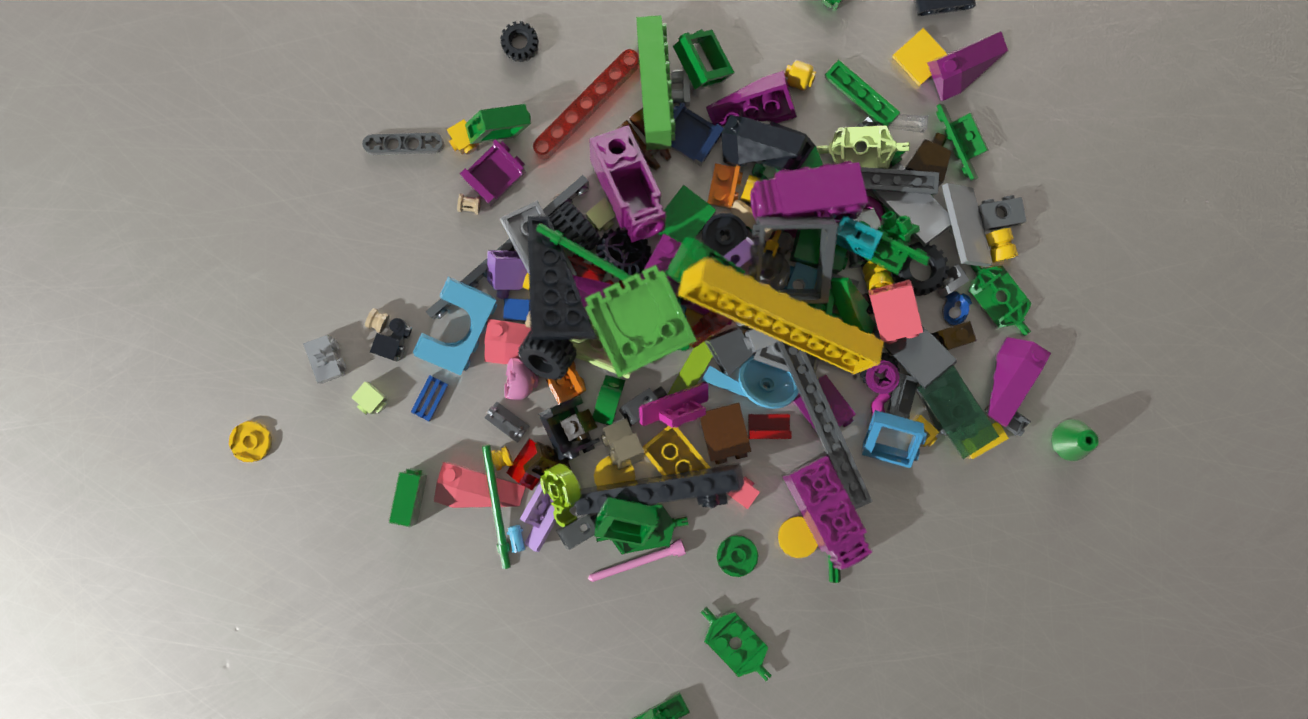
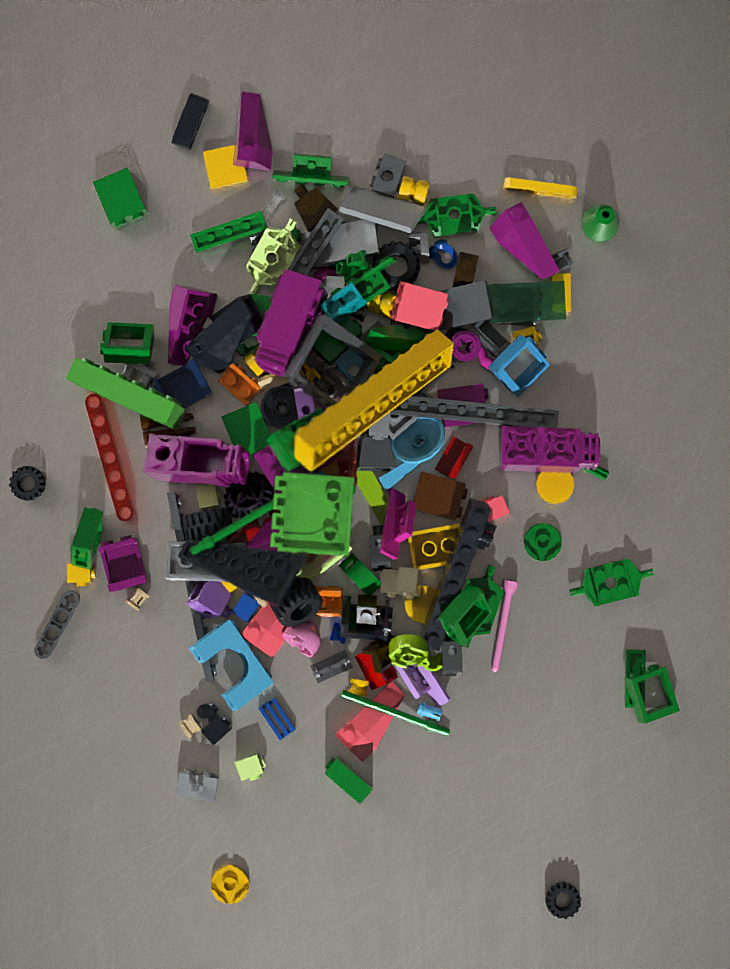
camera: 55 degrees left, 0 degrees up
(538, 408) = (335, 635): none -> clear blue wheel
(800, 75) = (185, 272): yellow head -> none
(1073, 364) = (540, 188): none -> yellow beam

